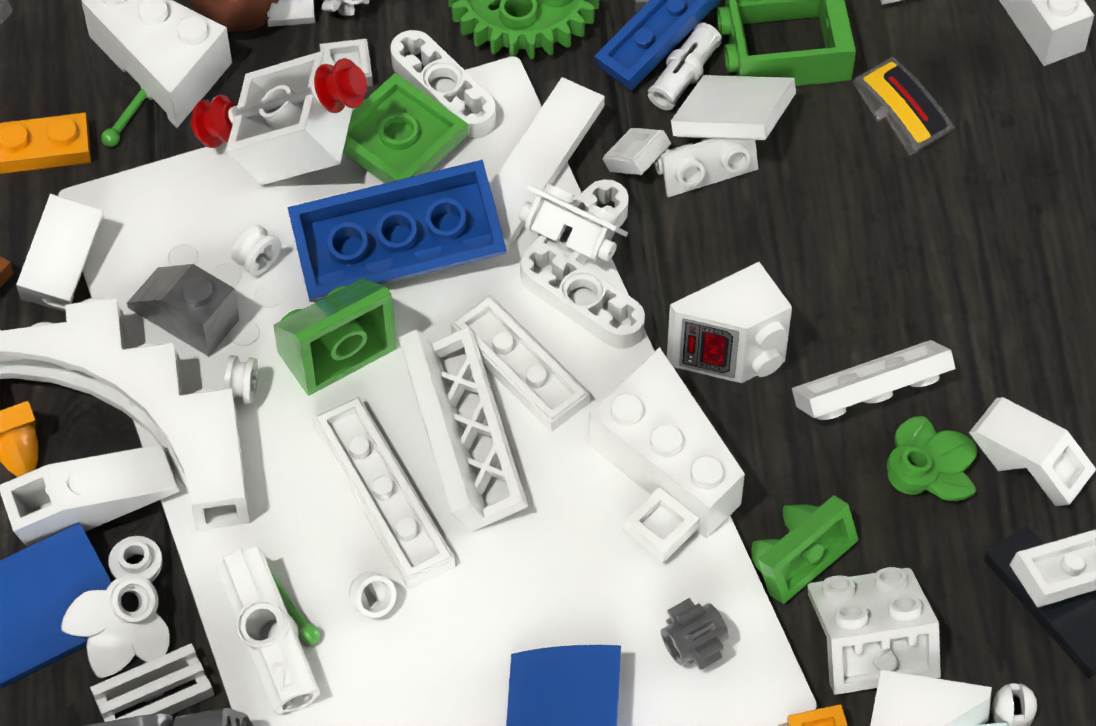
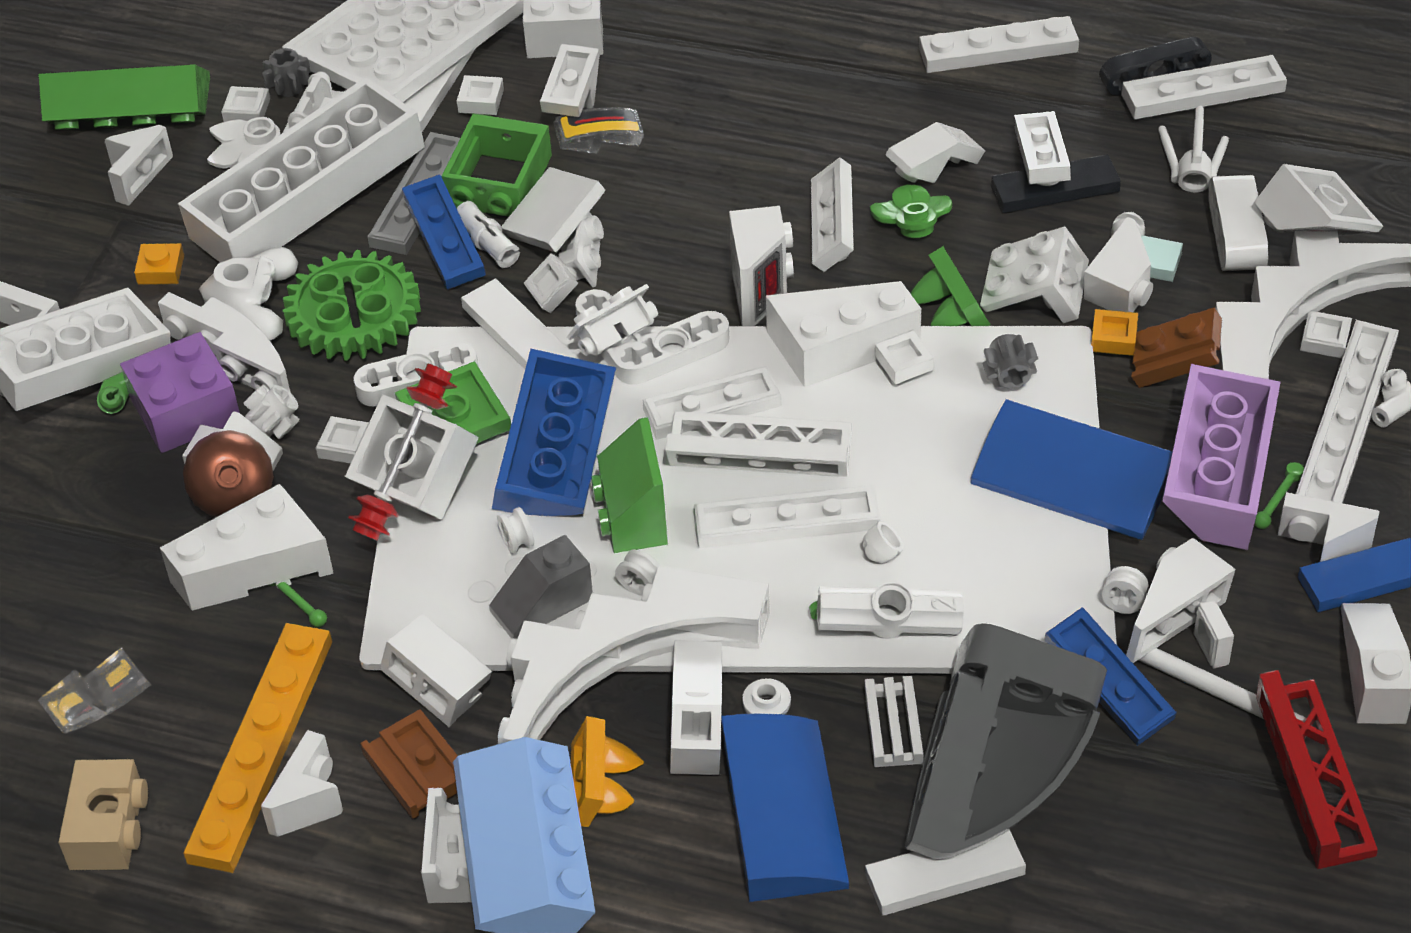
camera: 65 degrees left, 10 degrees down
(114, 632) = (826, 720): white plate -> none
(945, 44) = (571, 81): none -> white slope

